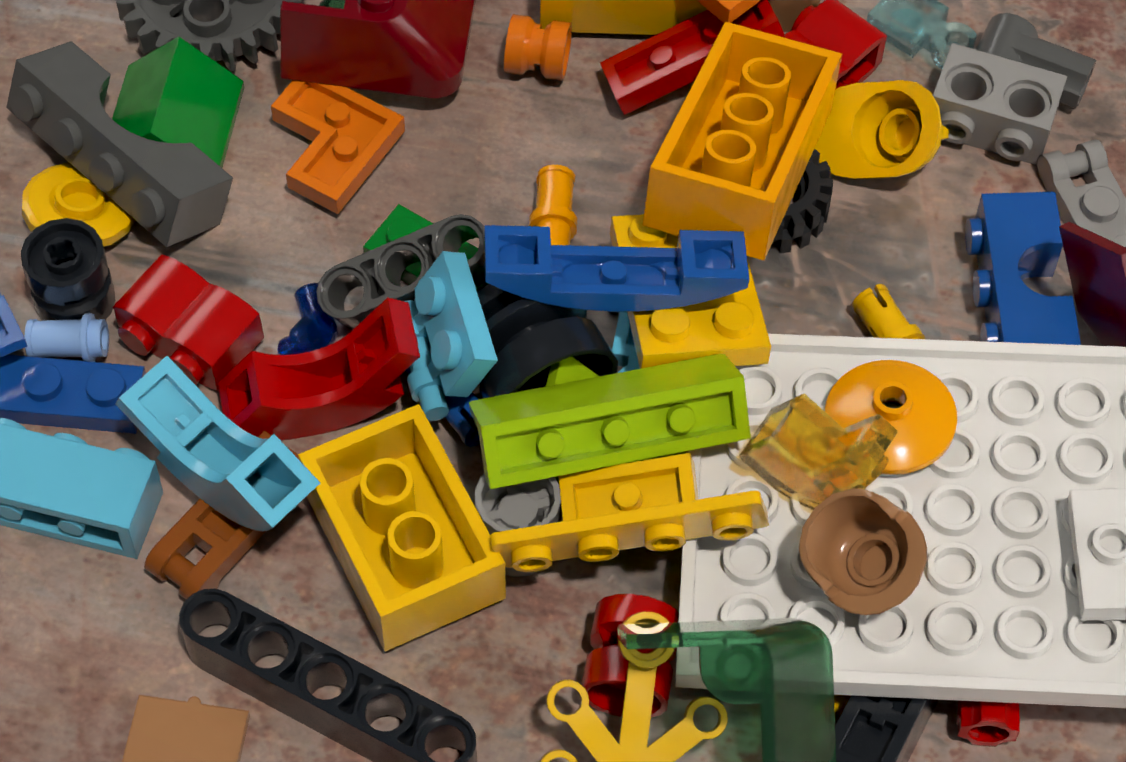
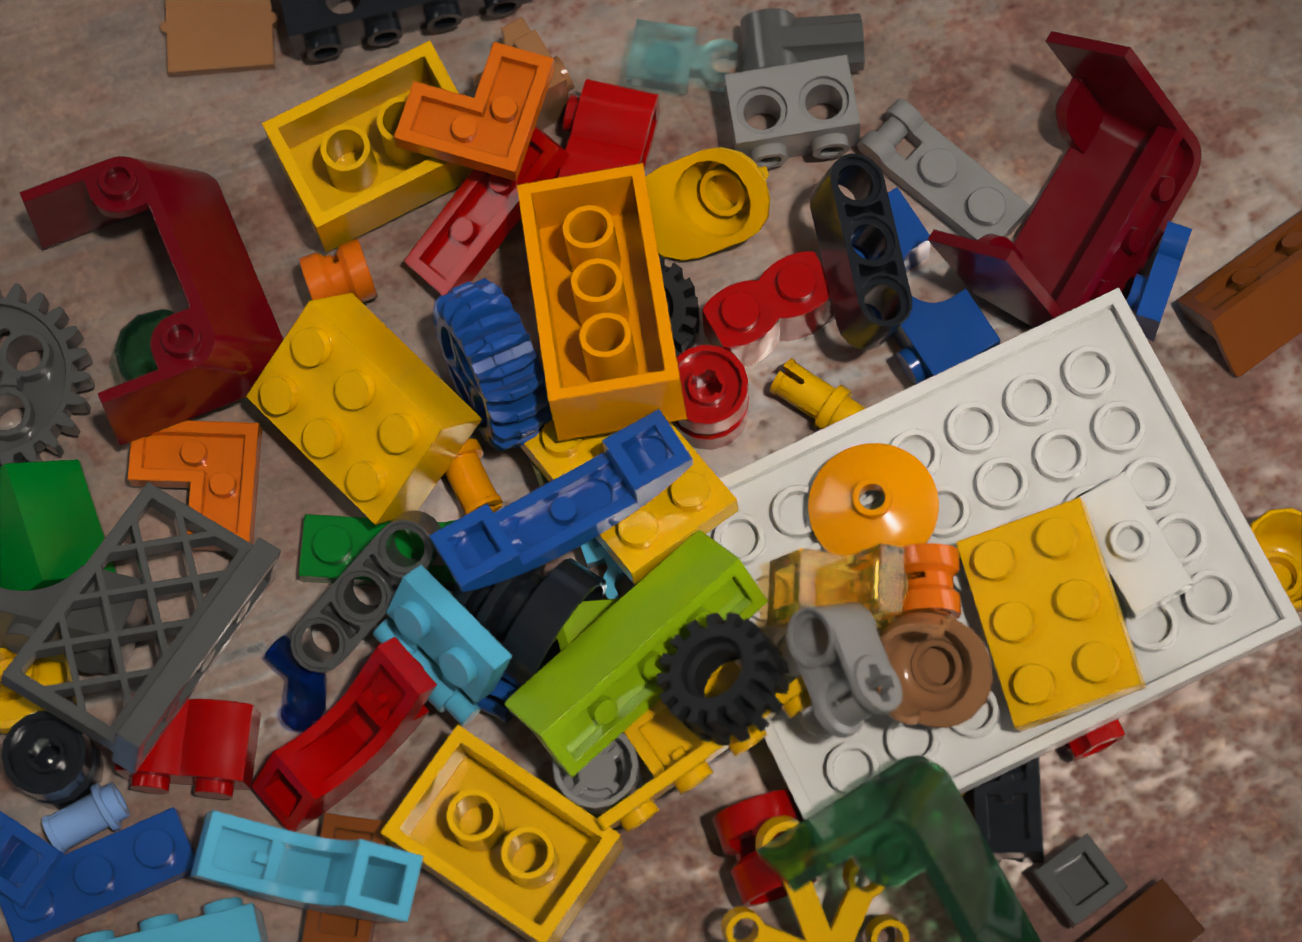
camera: 20 degrees left, 15 degrees up
(220, 247) = (180, 665): none -> dark grey fence
(496, 131) = (363, 407): none -> yellow brick
(621, 146) = (492, 363): none -> blue gear
(671, 461) = (745, 700): none -> black tyre
(788, 491) = (843, 662): none -> light grey piece
(797, 276) = (713, 396): none -> red wheel
(887, 238) = (781, 306): none -> red brick
(910, 479) = (931, 579): none -> orange wheel
(993, 212) = (871, 226): none -> black beam
(1003, 572) = (1050, 615): none -> yellow plate

